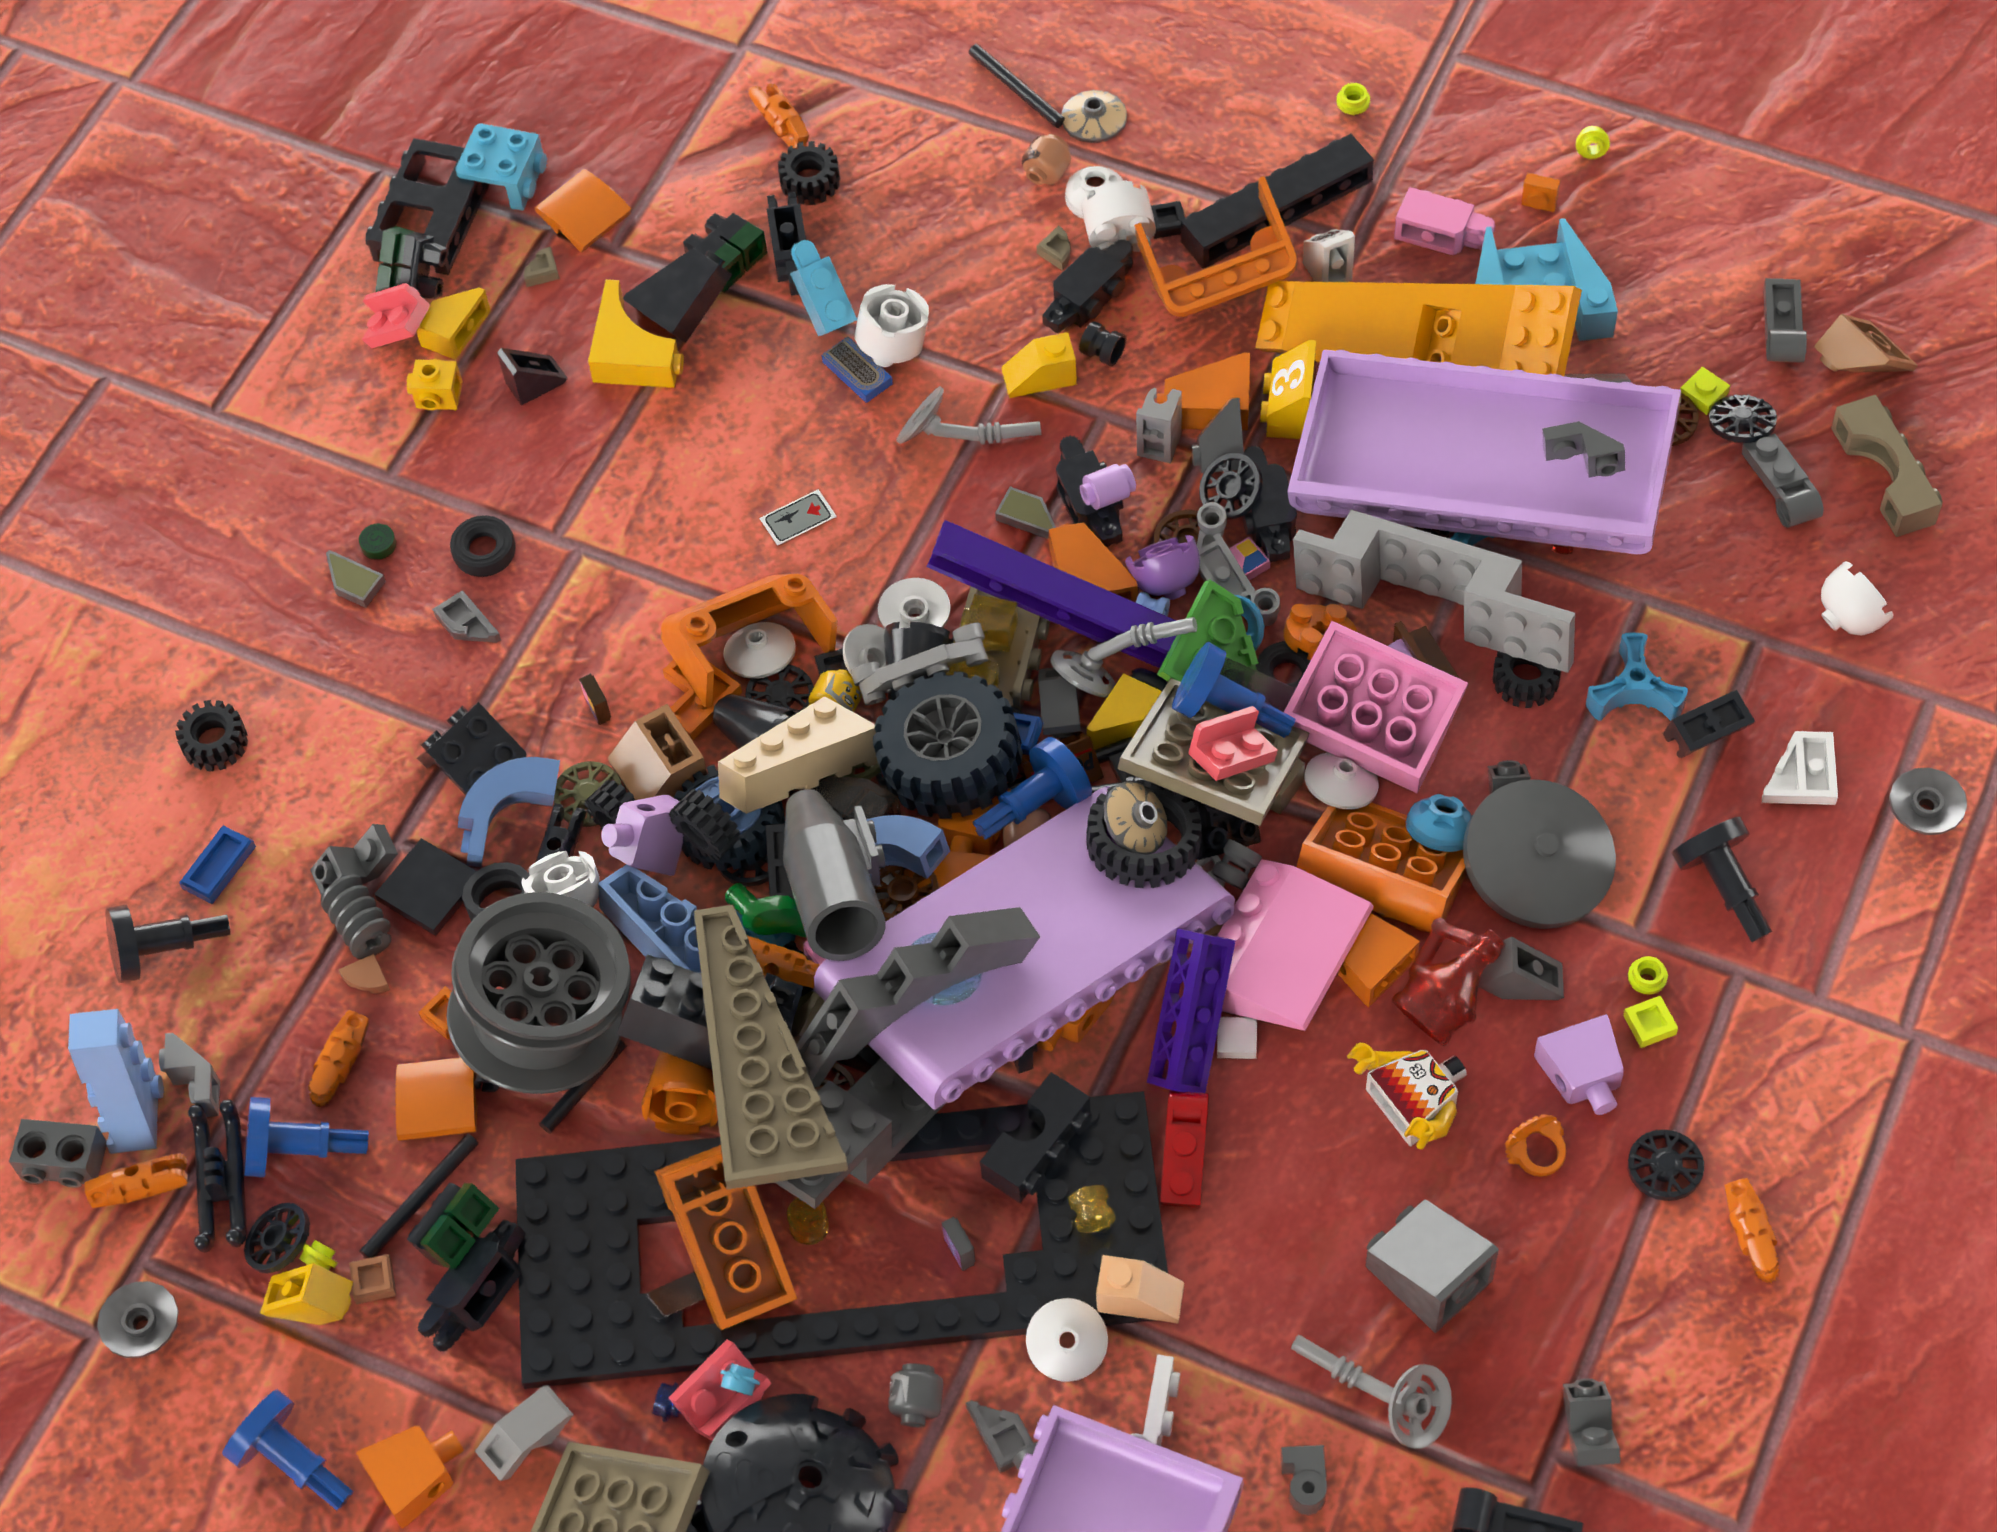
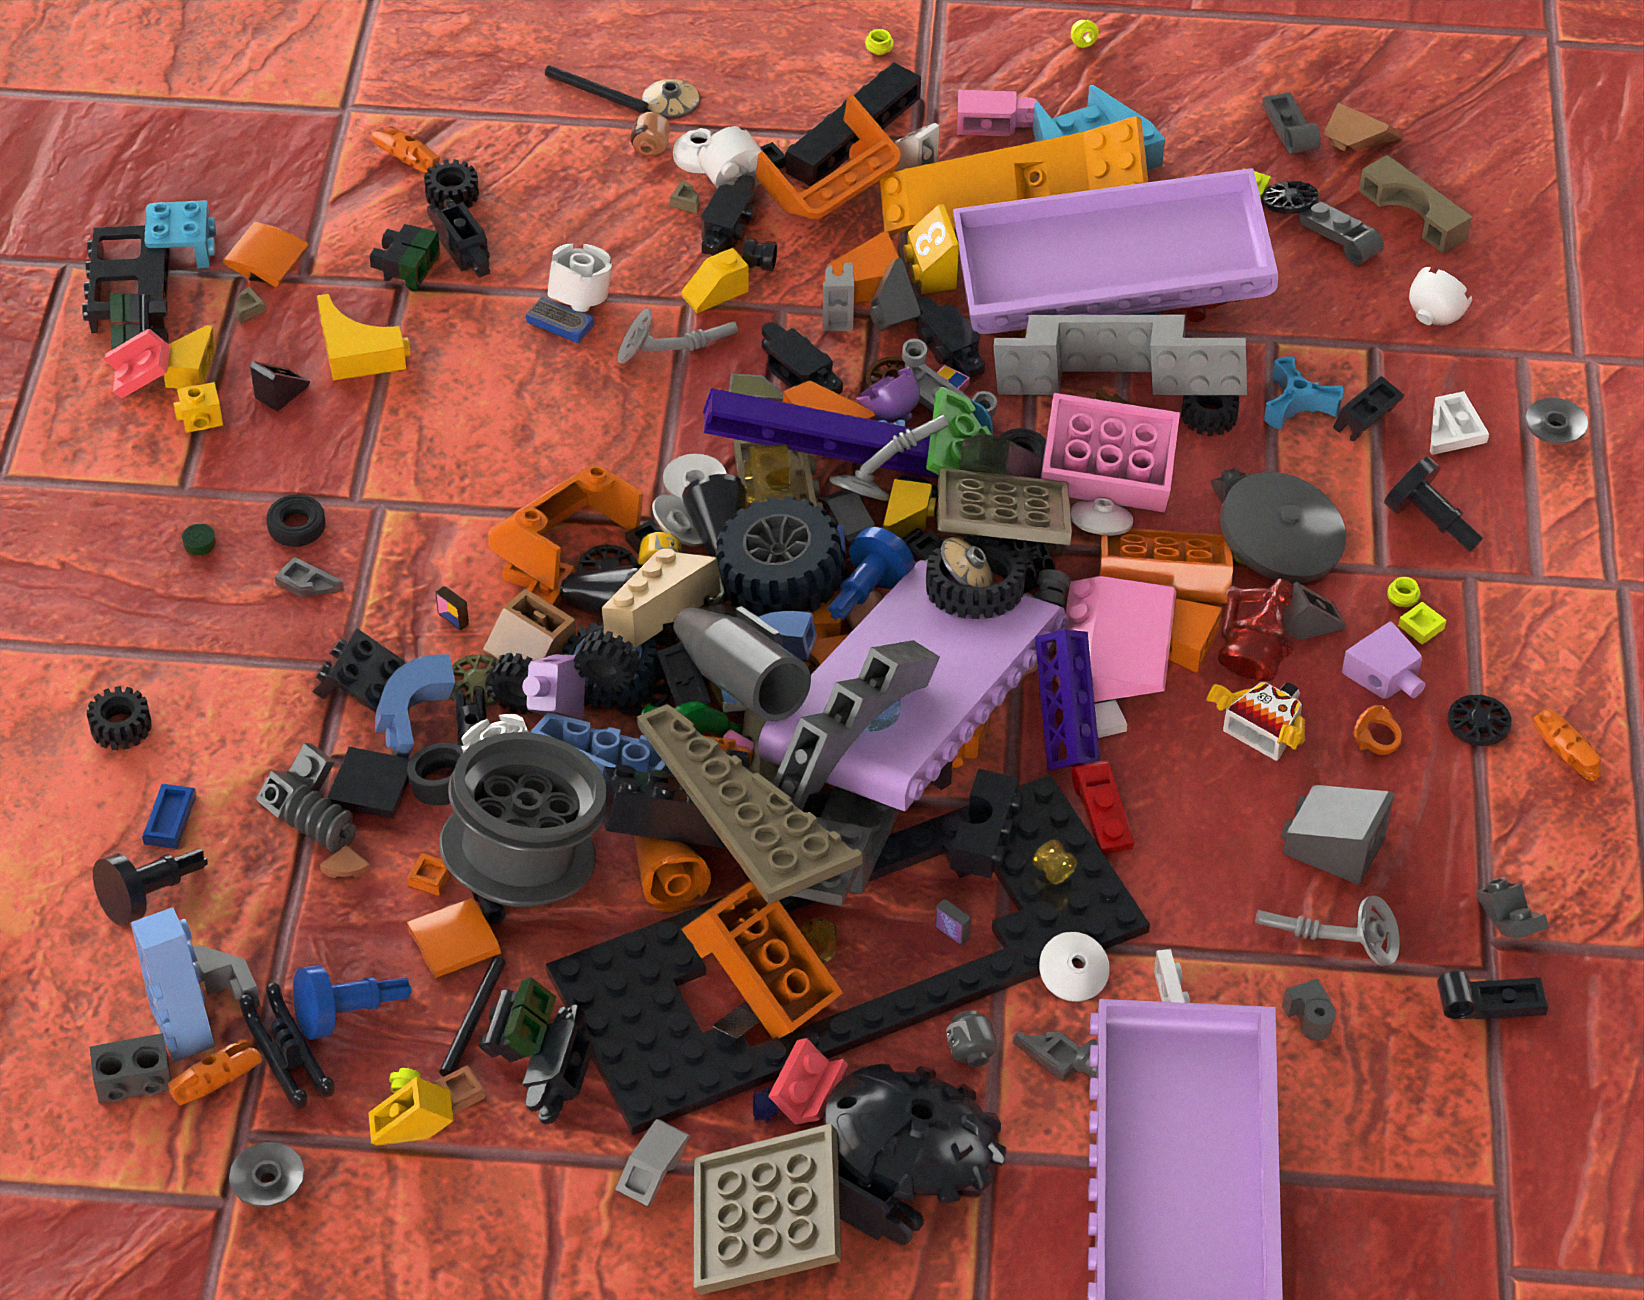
camera: 25 degrees left, 10 degrees down
(264, 1433) = (452, 1233): blue piece -> none
(277, 1238) = (364, 1078): black wheel -> none
(337, 1057) = (351, 930): orange hinge -> none
(354, 580) = (190, 572): tile -> none
(410, 1470) = (565, 1219): orange torso -> none
(573, 1096) = (570, 910): black bar -> none
(681, 292) = (386, 291): black slope -> none
(739, 1379) = (824, 1063): medium azure plate -> none
(759, 650) = (578, 539): white dish -> none
(798, 517) = (559, 438): sticker -> none
(820, 289) = (509, 261): medium azure brick -> none
(876, 680) = (762, 482): light grey plate -> none
(1107, 486) = (820, 346): lavender brick -> none
(1138, 1290) = (1118, 909): light nougat slope -> none
(1205, 683) = (978, 454): blue piece -> none
(1231, 744) = (1017, 495): coral bracket -> none
(1232, 485) = (918, 325): black wheel -> none
(1307, 623) = (1029, 414): orange plate -> none
(1435, 828) = (1195, 524): dark azure piece -> none
(1540, 192) = (1060, 75): orange plate -> none
(1600, 452) = (1210, 223): dark grey slope -> none

